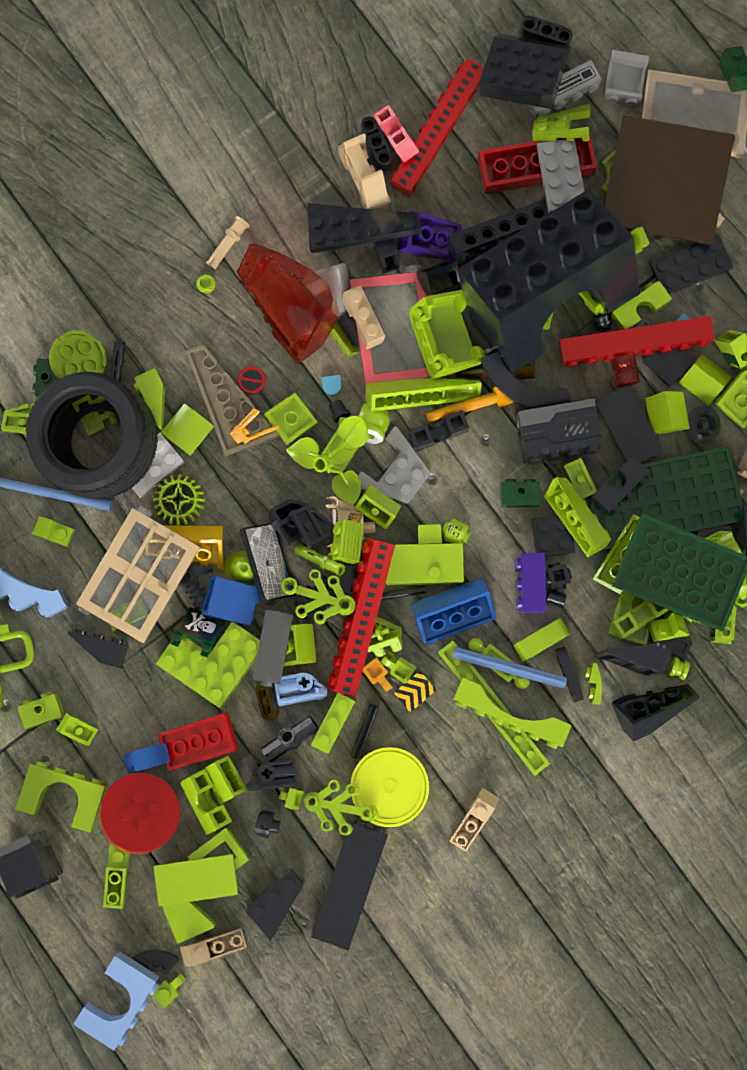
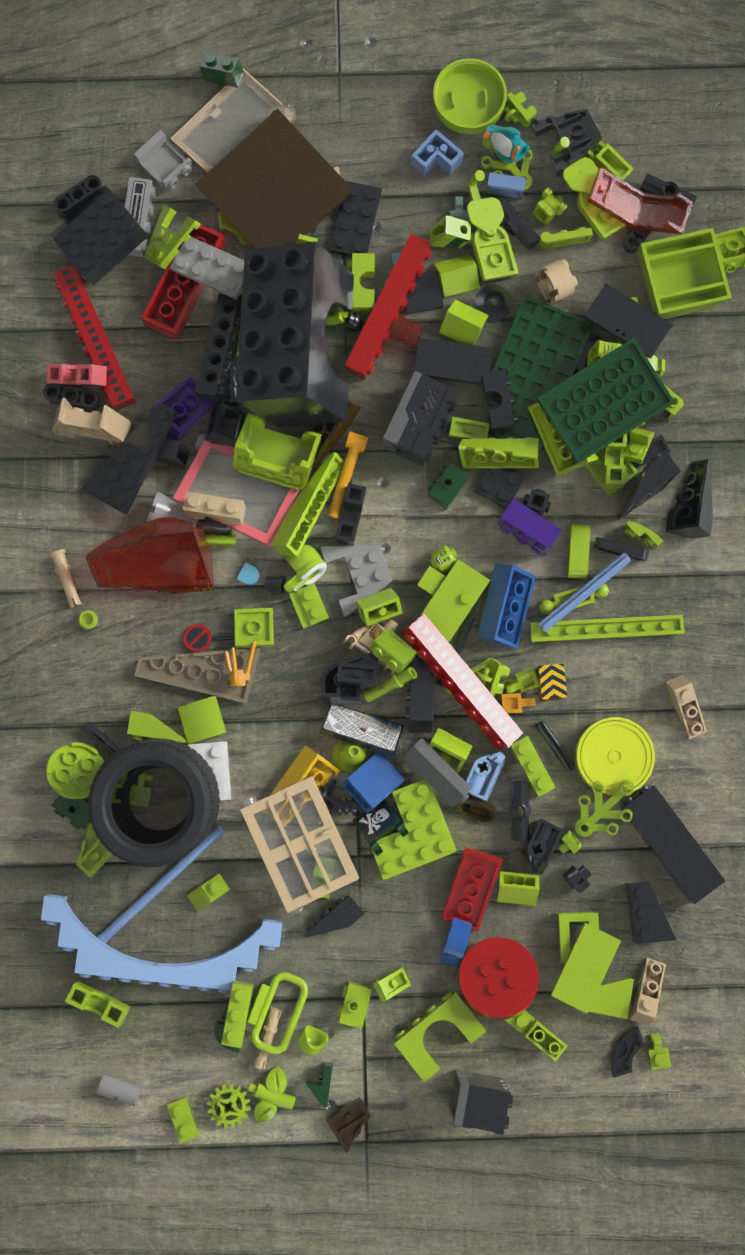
camera: 60 degrees left, 0 degrees up
(111, 1028) = (660, 1121): light blue arch -> none
(170, 499) = (243, 757): lime gear -> none
(198, 793) = (538, 920): lime arch -> none
(305, 453) = (292, 635): lime plant -> none
(320, 598) = (425, 703): lime plant -> none
(517, 390) = (364, 427): black tile -> none
(550, 729) = (589, 636): lime arch -> none
(556, 598) = (553, 515): black hinge -> none
(679, 668) = (679, 457): lime wheel -> none

